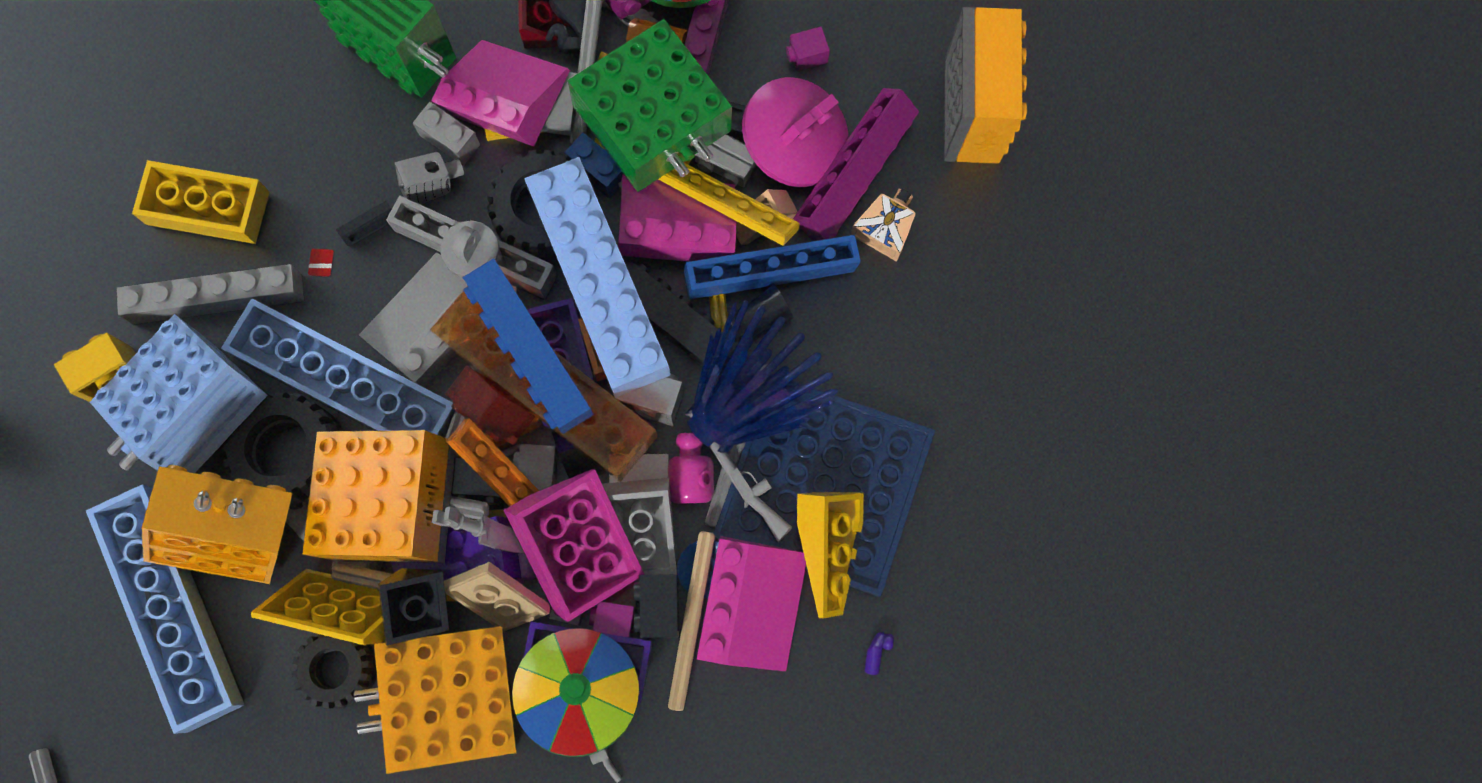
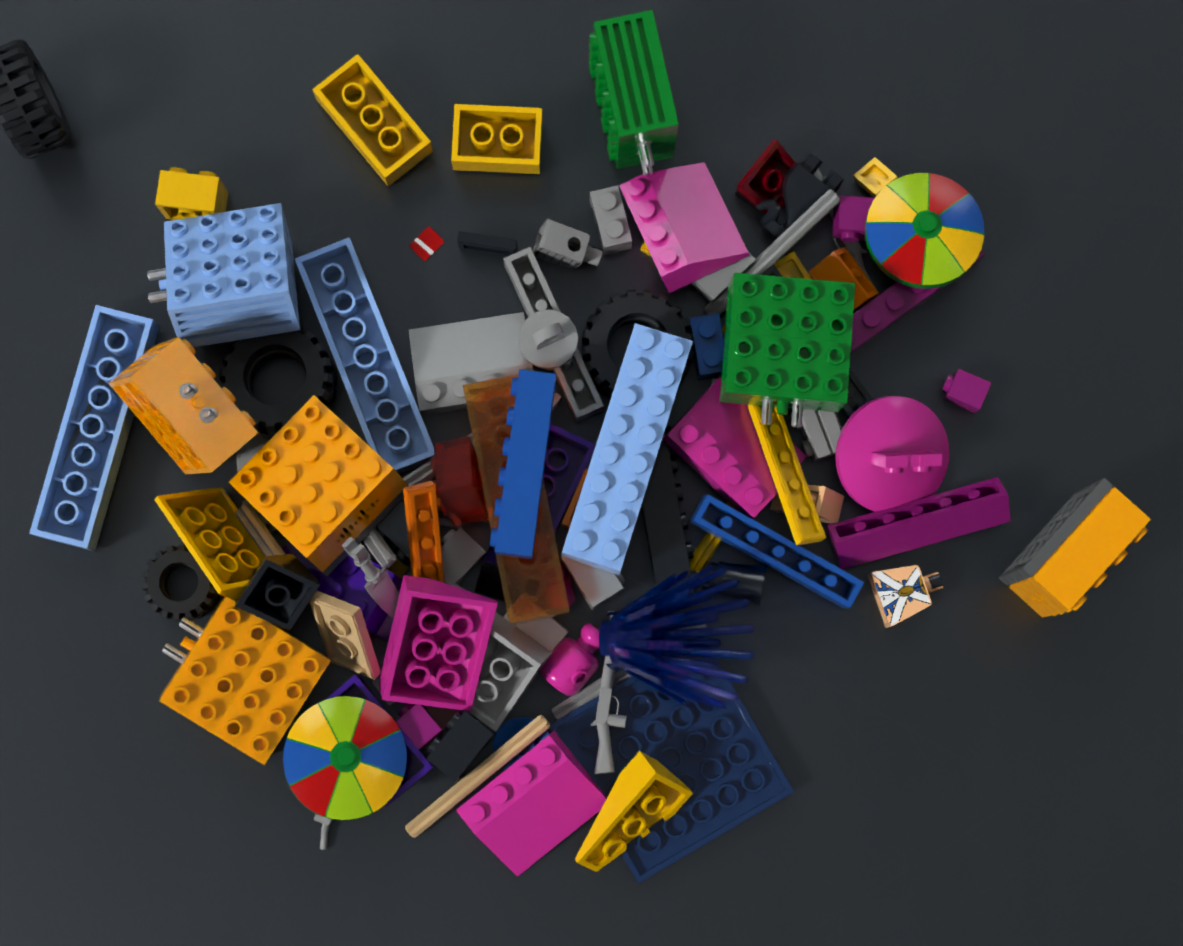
camera: 40 degrees right, 5 degrees up
(209, 294) = (321, 202): light grey brick -> none
(310, 141) = (497, 139): none -> yellow brick
(874, 652) = (597, 921): dark purple arm -> none

